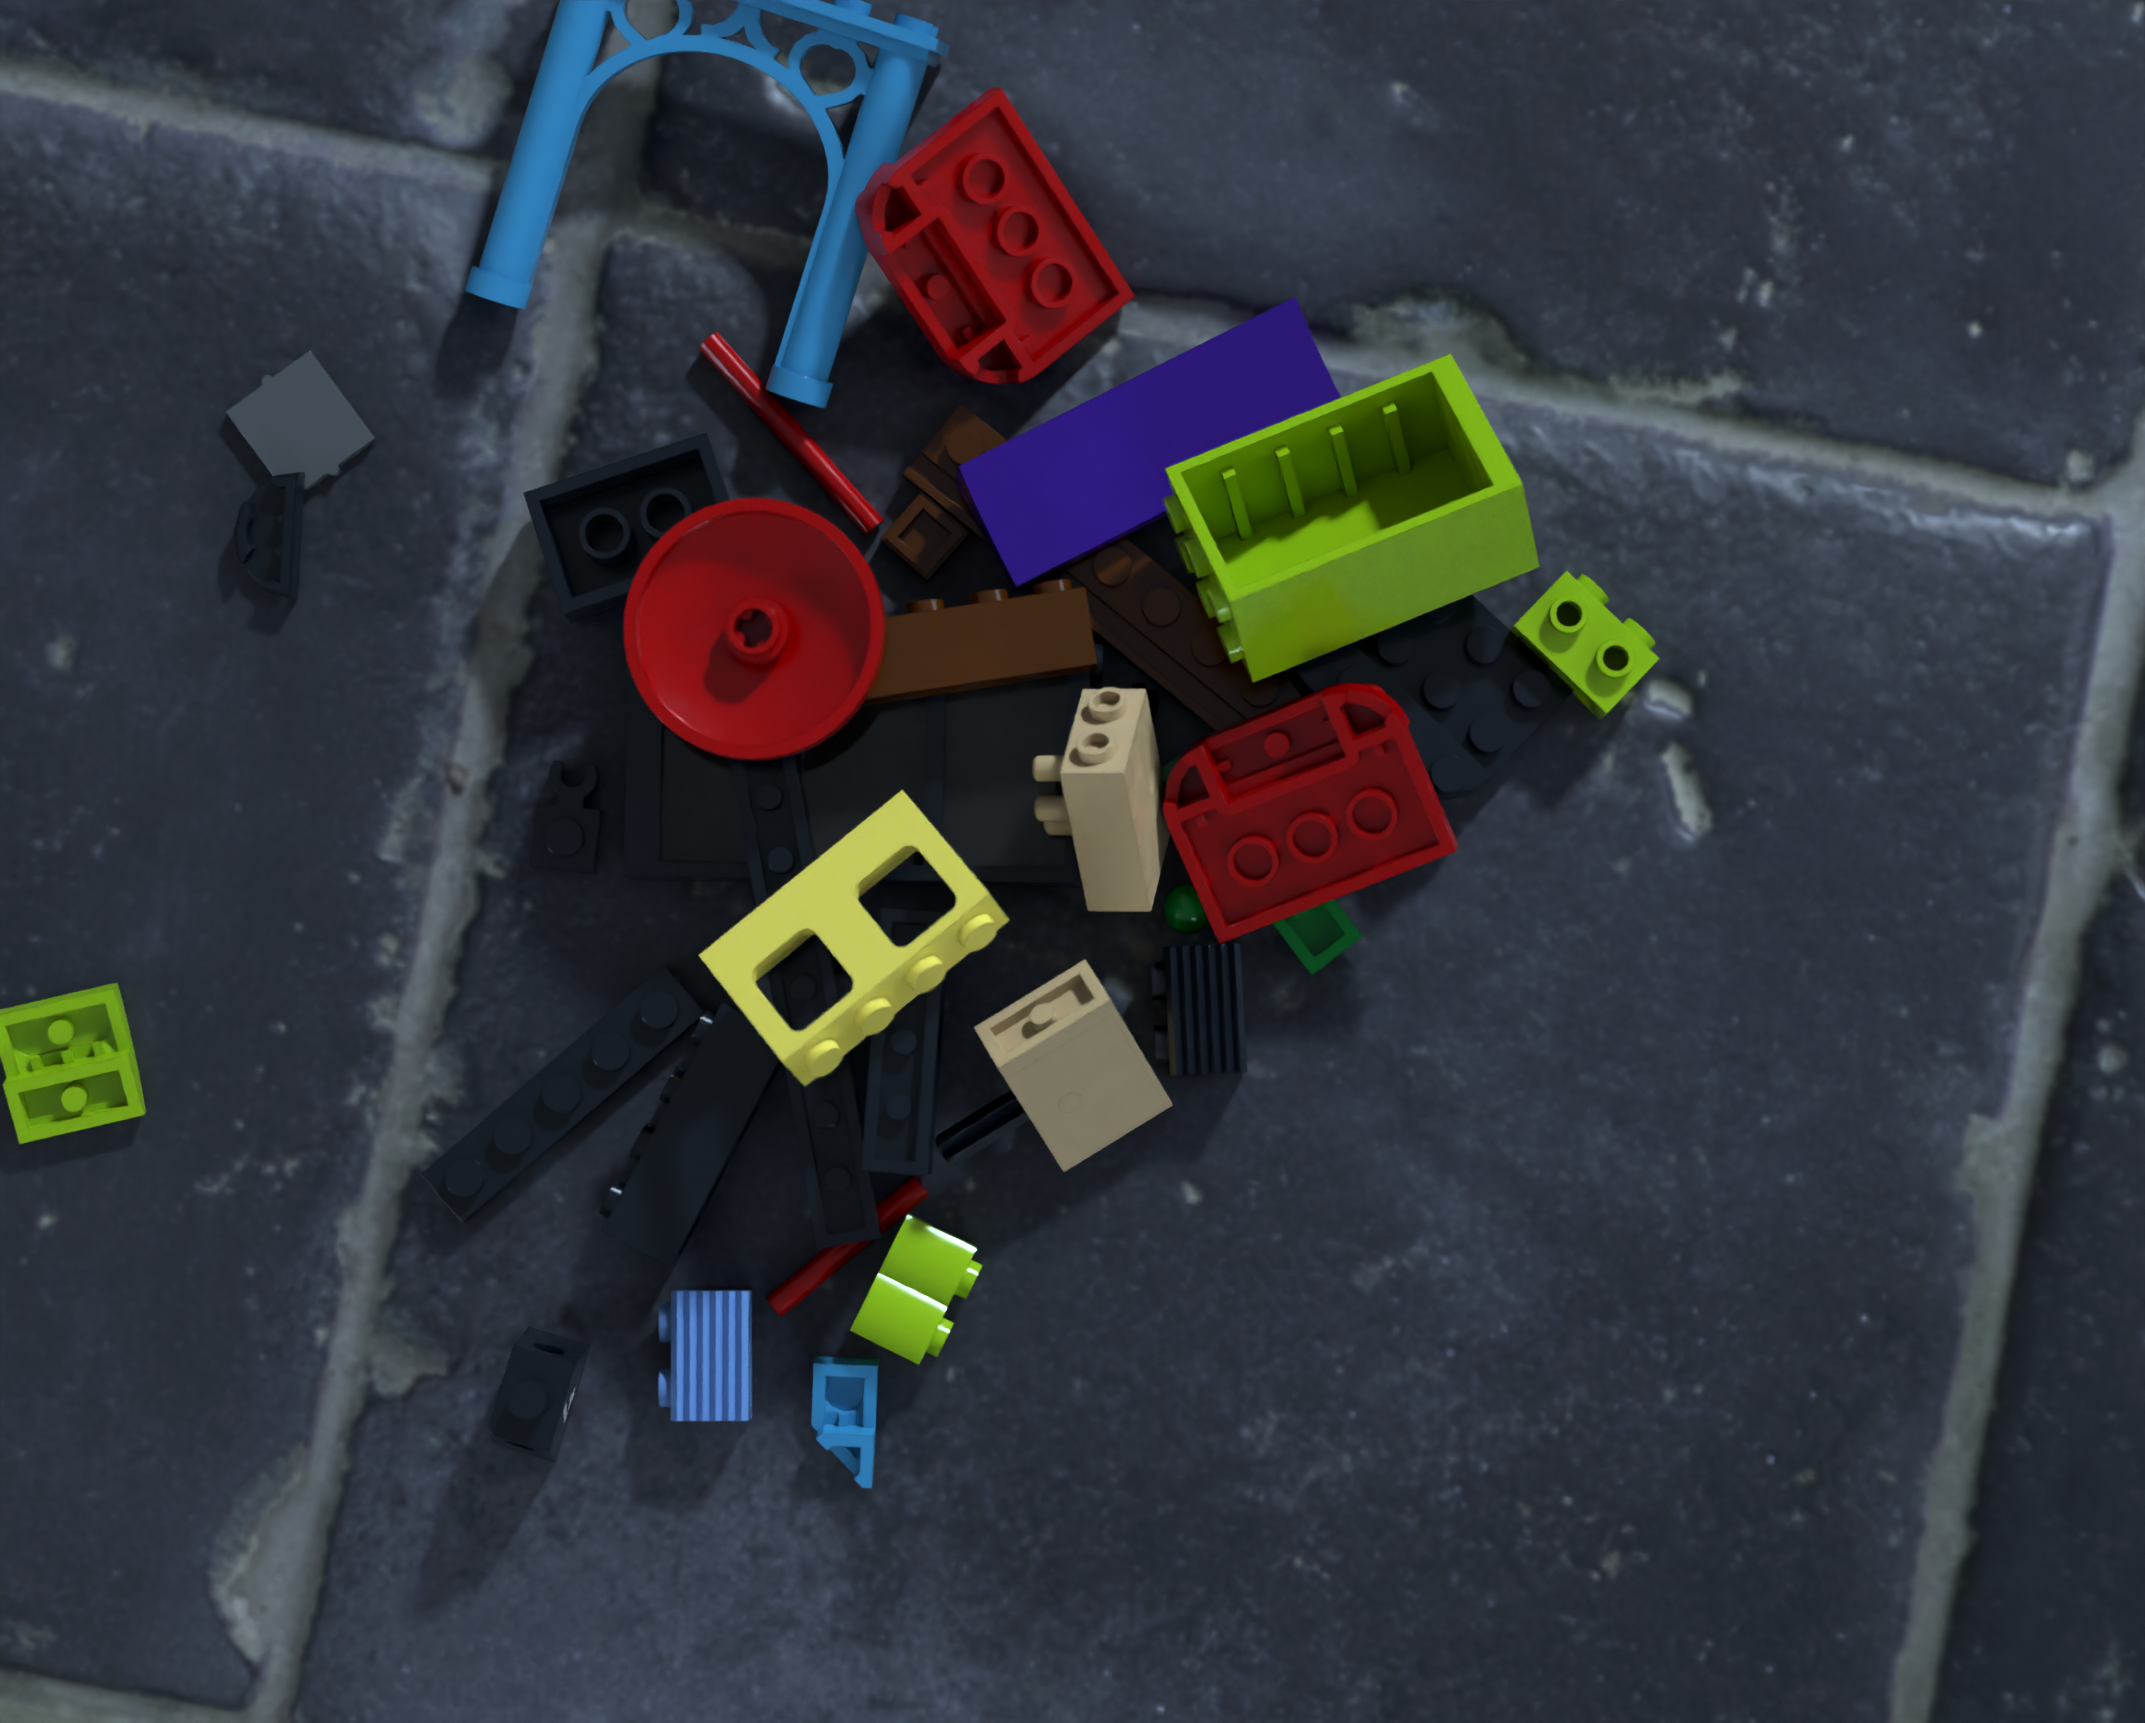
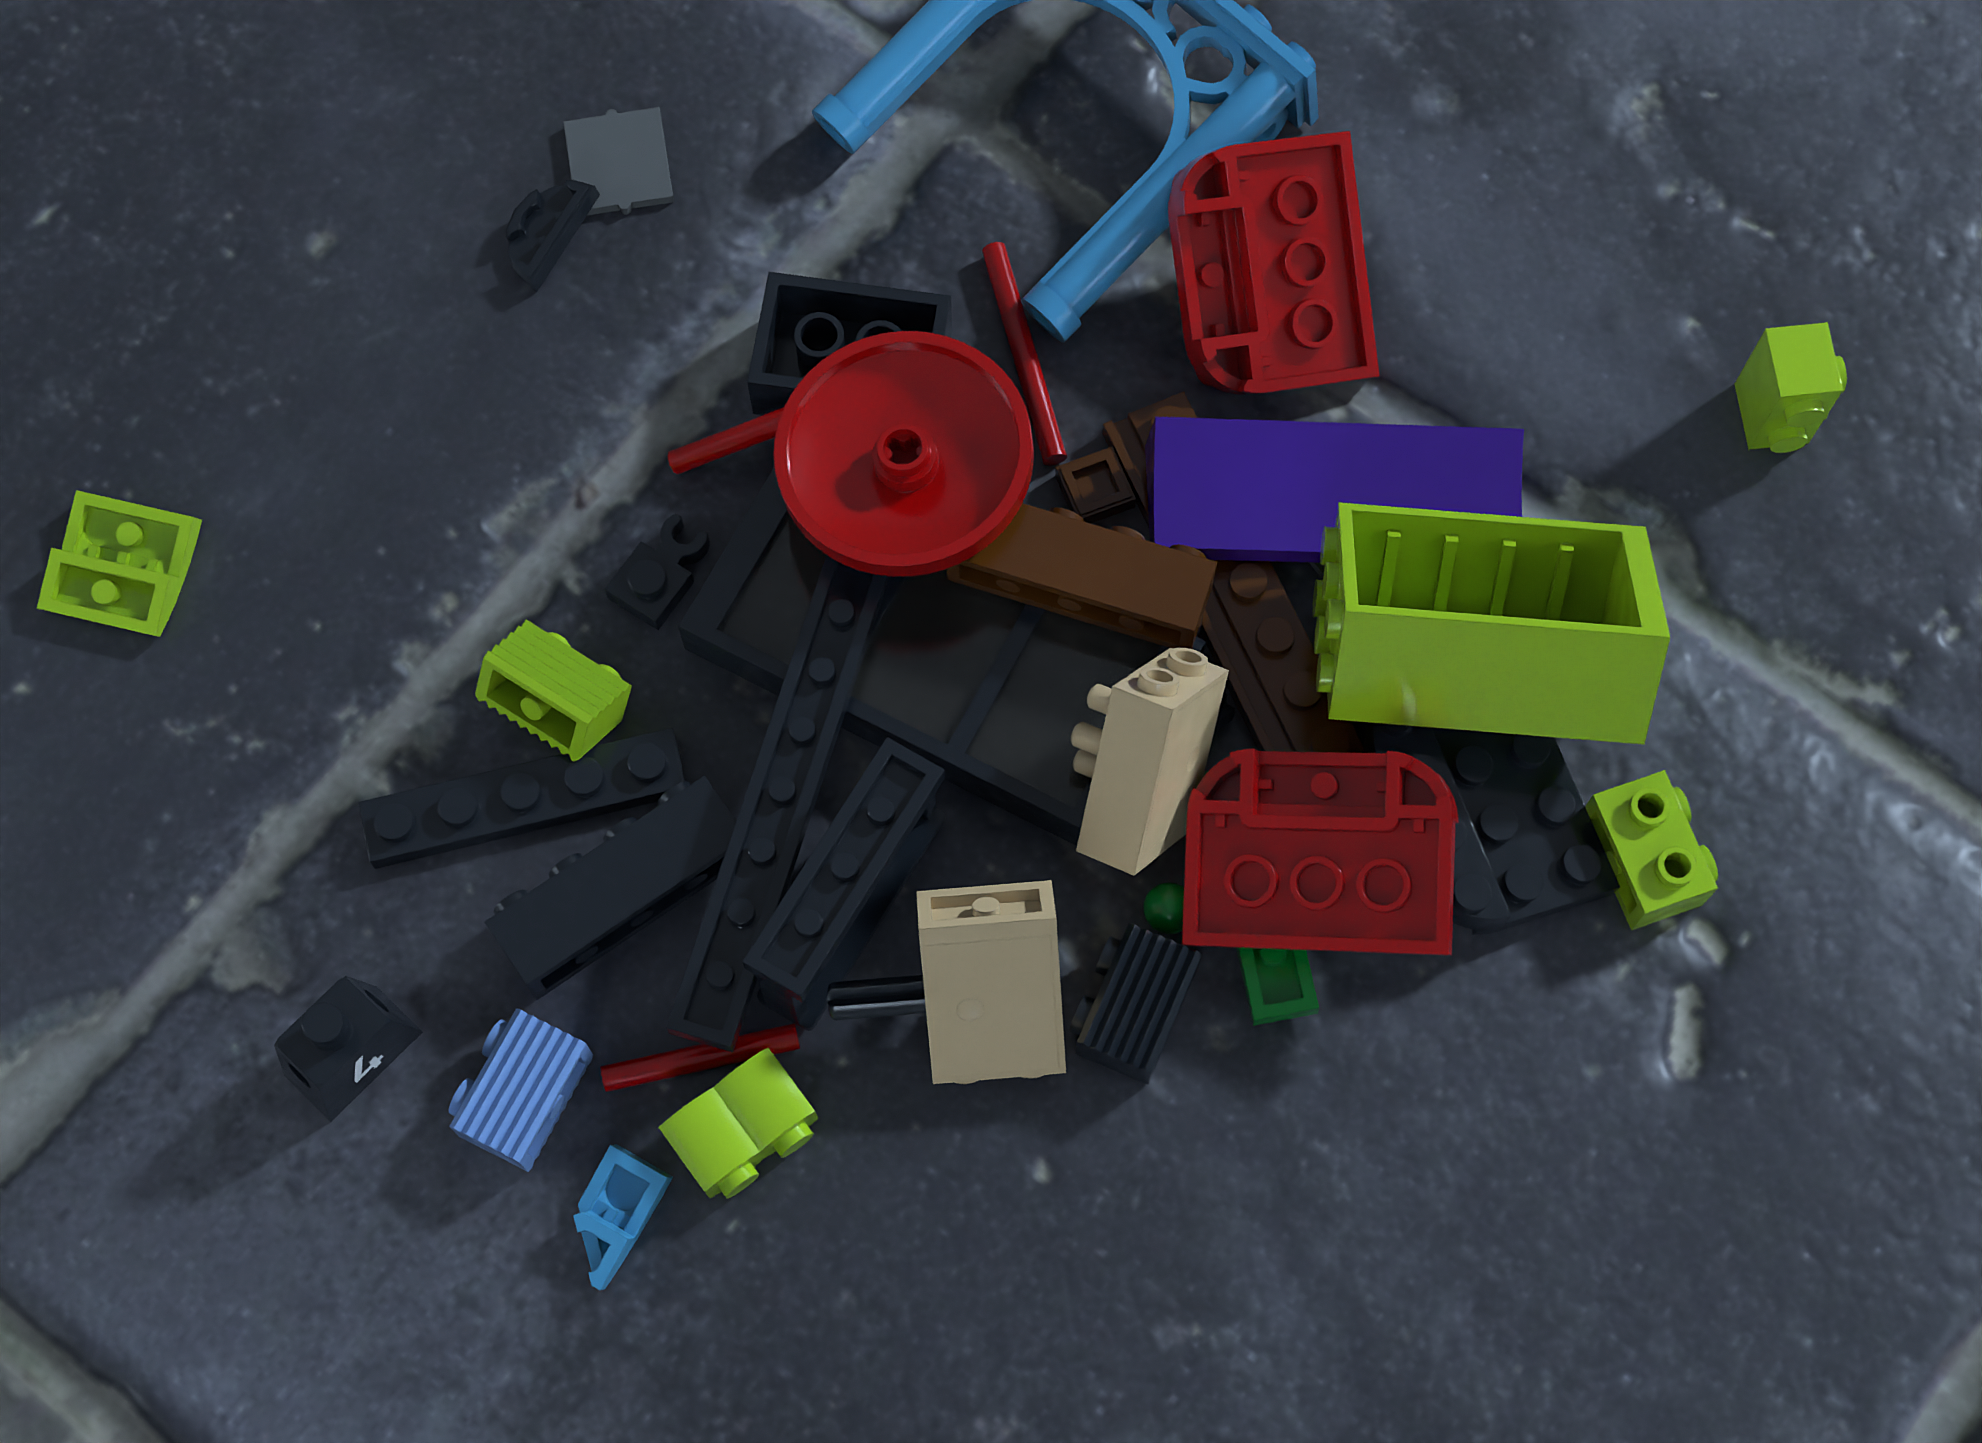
camera: 25 degrees right, 15 degrees down
(540, 987) = (552, 689): none -> lime brick
(572, 665) = (724, 442): none -> red bar
(827, 904) = (841, 715): light yellow window -> none
(1521, 133) = (1789, 386): none -> lime brick

